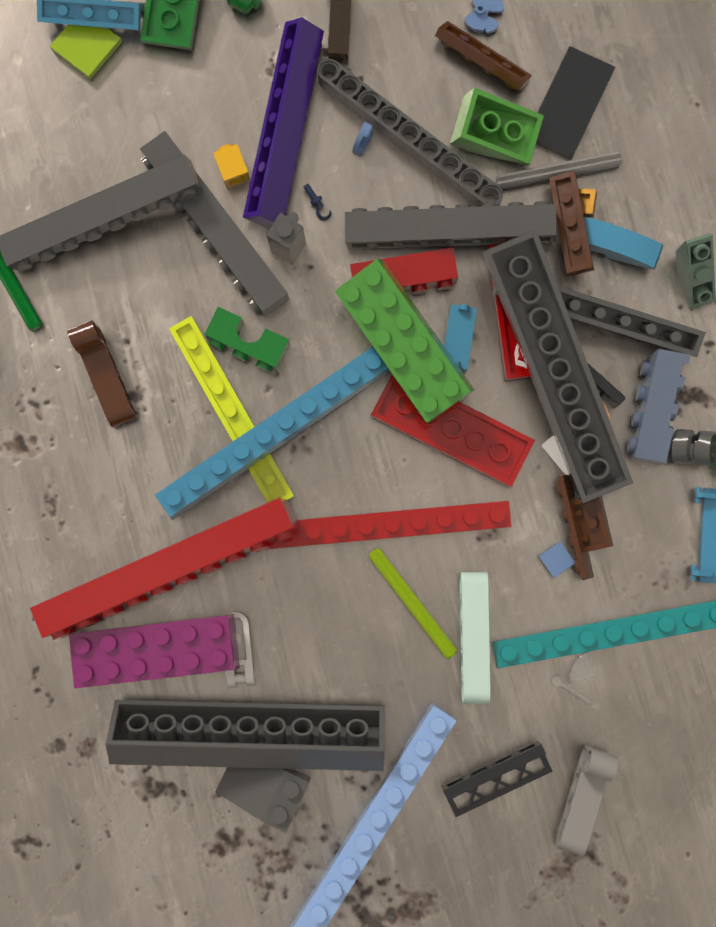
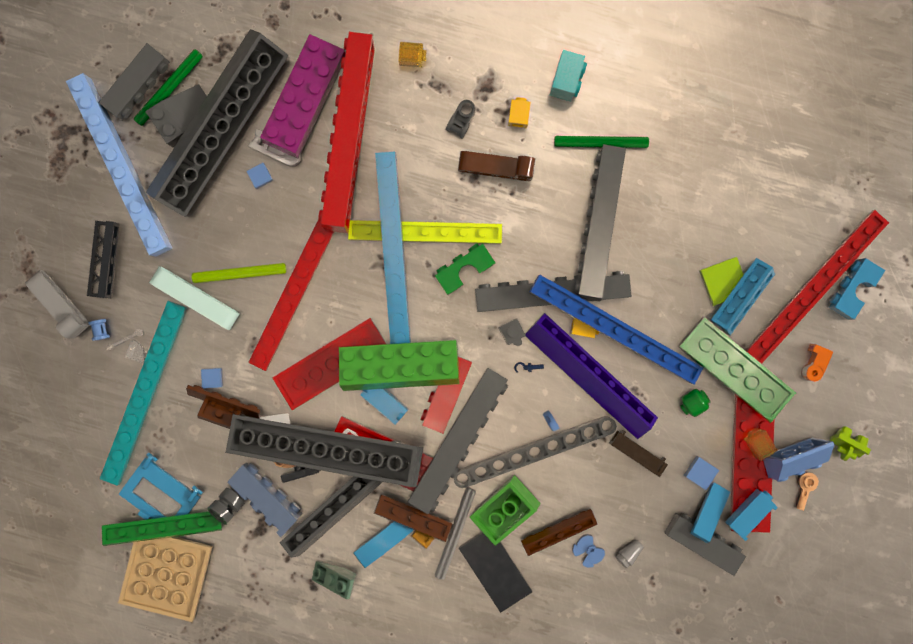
camera: 120 degrees right, 5 degrees up
(26, 386) = (519, 112): none -> yellow brick
(29, 553) = (412, 54): none -> clear yellow brick
(76, 448) = (461, 120): none -> dark grey piece
(212, 126) = (616, 329): none -> blue plate
(239, 827) = (169, 85): none -> green axle
(258, 871) = (134, 82): none -> dark grey brick
(281, 649) = (259, 175): none -> medium blue tile
(583, 730) = (99, 329): none -> medium blue bush

